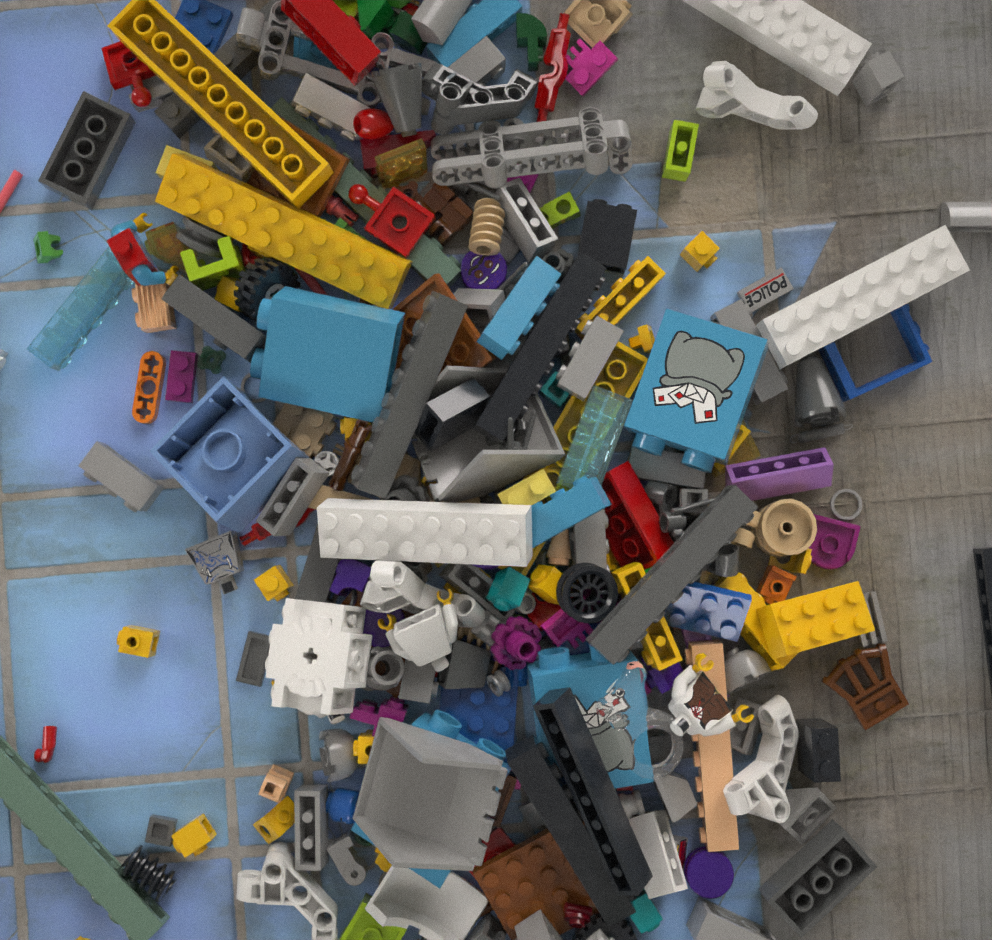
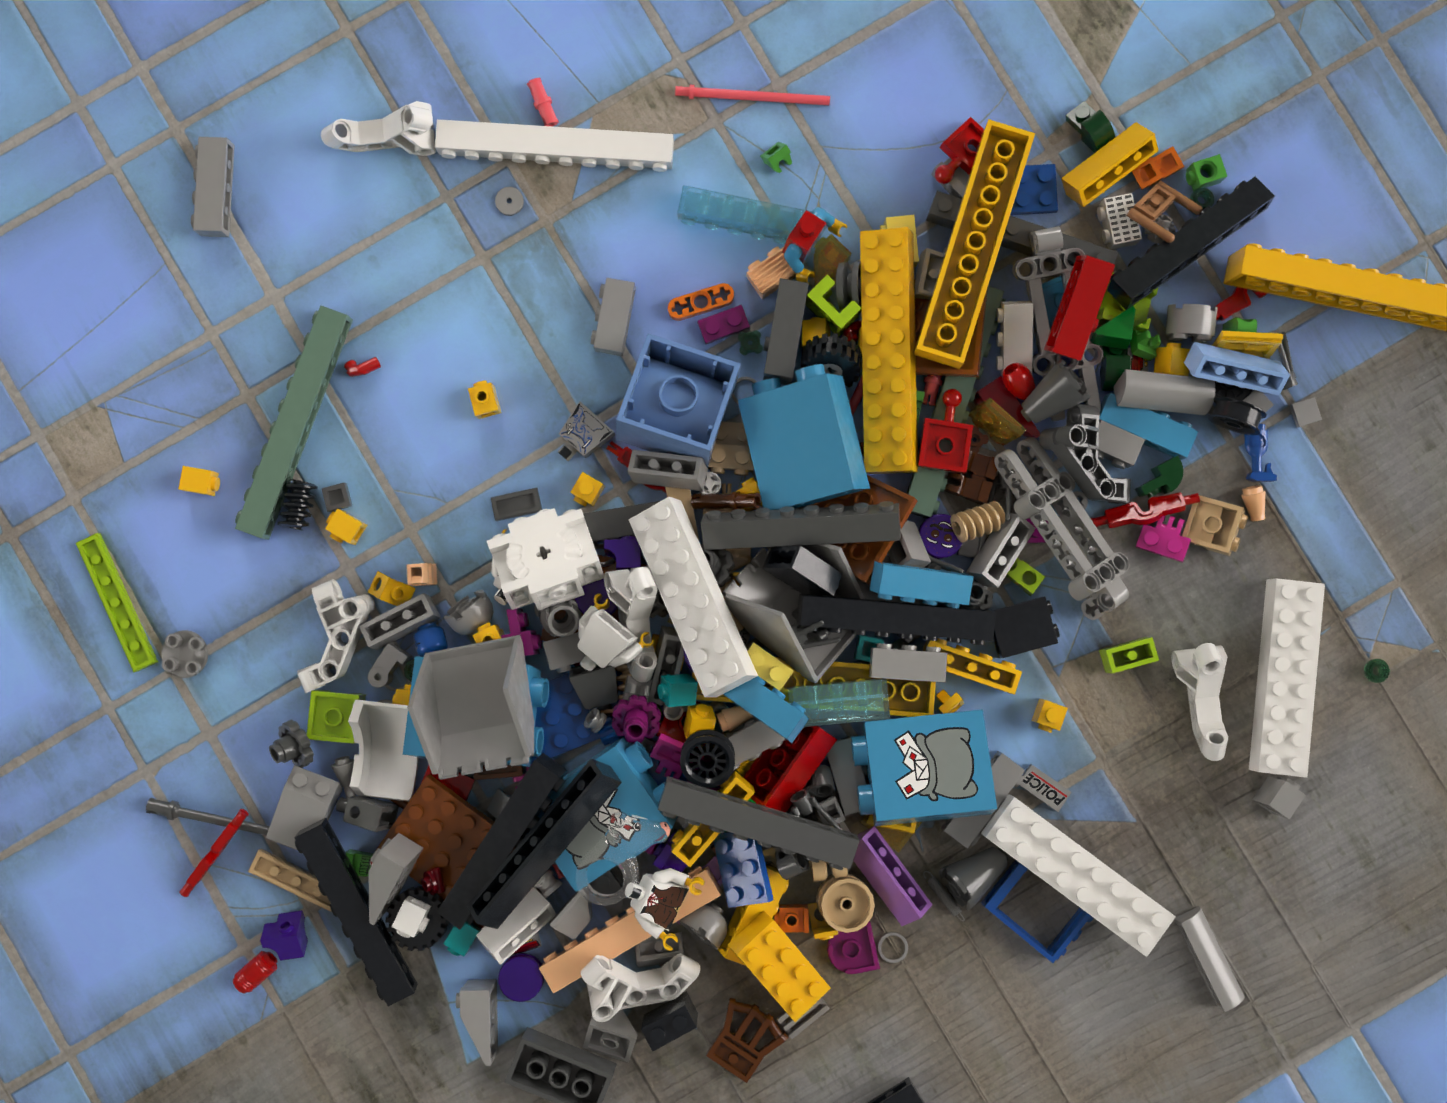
camera: 70 degrees right, 0 degrees up
(87, 150) = (876, 150): dark grey brick -> none

